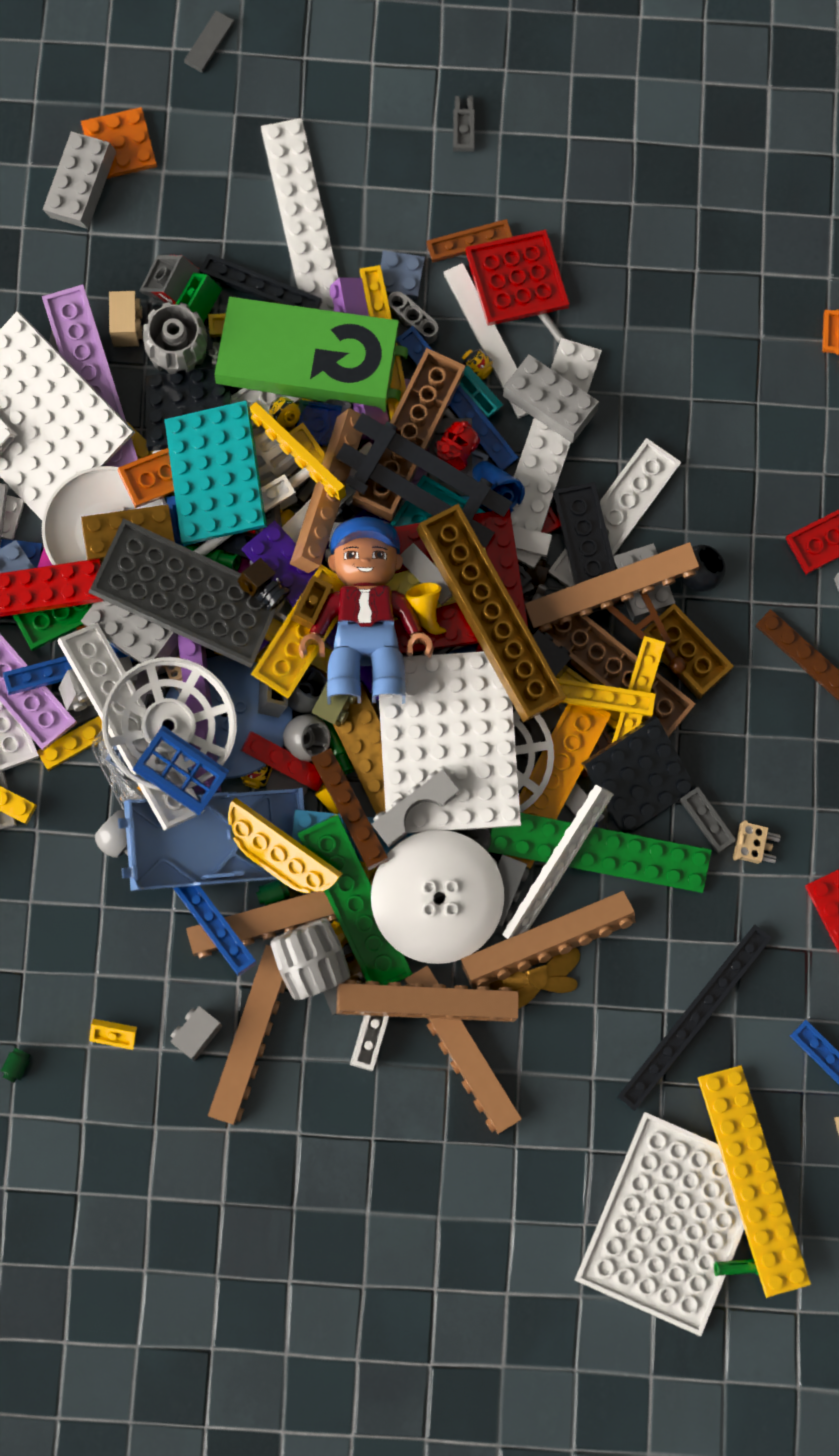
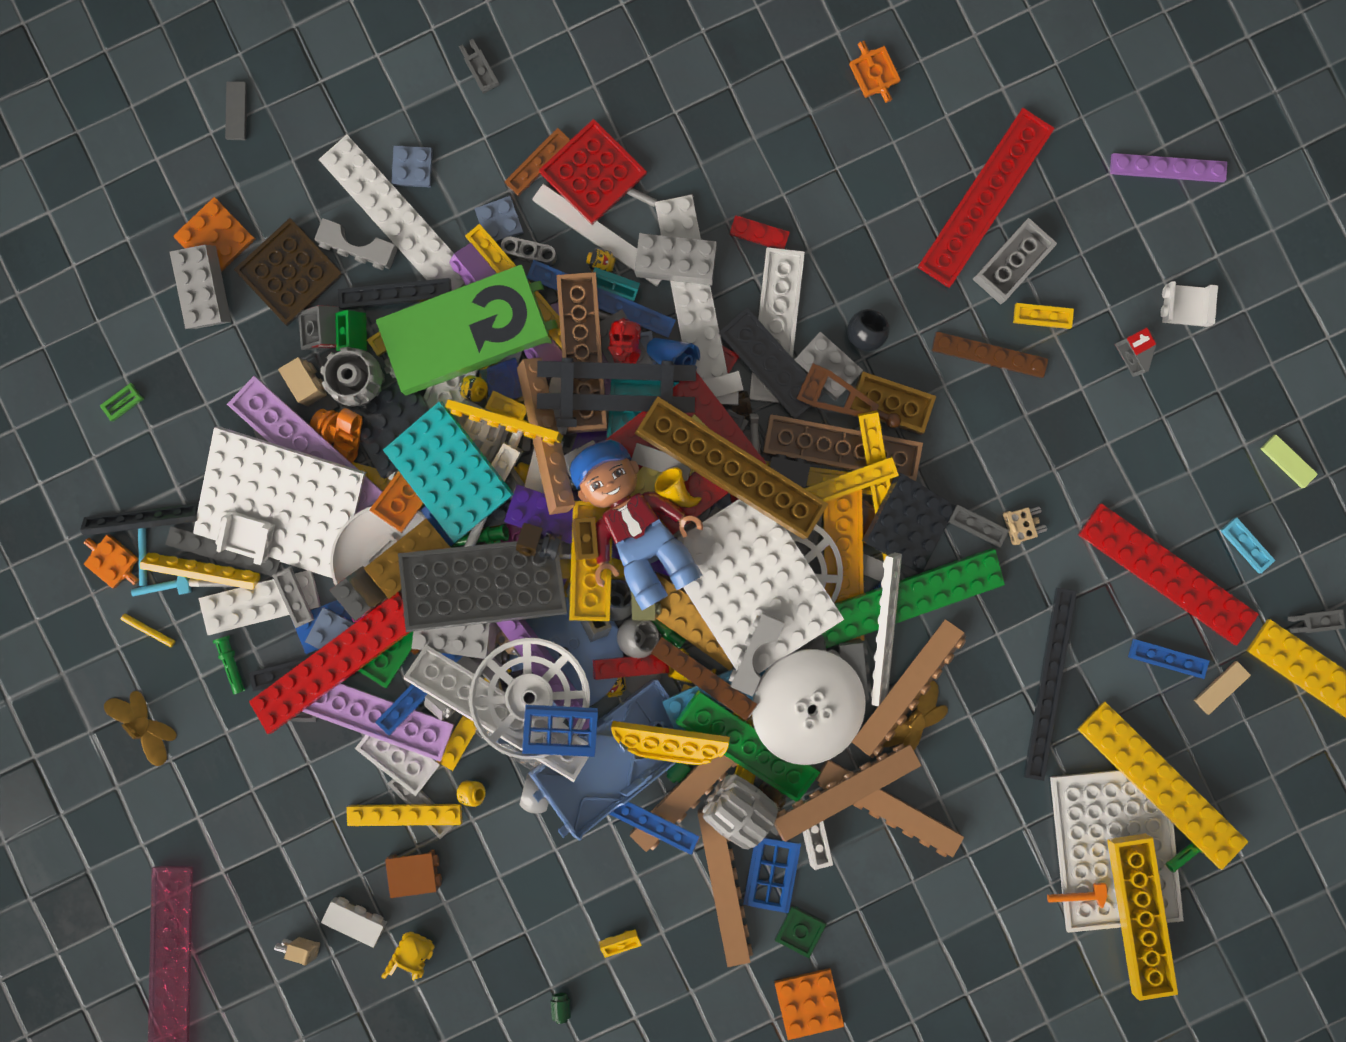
camera: 20 degrees left, 10 degrees up
(52, 800) = (471, 793): none -> yellow head
(61, 540) = (358, 593): none -> dark grey slope
(133, 382) = (339, 428): none -> orange beam
(170, 212) = (288, 272): none -> dark brown plate
(195, 1033) = (684, 909): light grey brick -> none
(266, 240) = (377, 252): none -> light grey arch
(268, 1206) = (809, 1004): none -> orange plate
(301, 1127) = (800, 931): none -> dark green tile
(320, 1066) = (789, 877): none -> blue piece
(346, 180) = (412, 166): none -> sand blue plate
(612, 587) = (810, 388): medium nougat brick -> none
(627, 1257) = (1099, 894): none -> orange piece
(647, 421) = (759, 233): none -> red plate
(659, 1300) = (1142, 916): none -> yellow brick

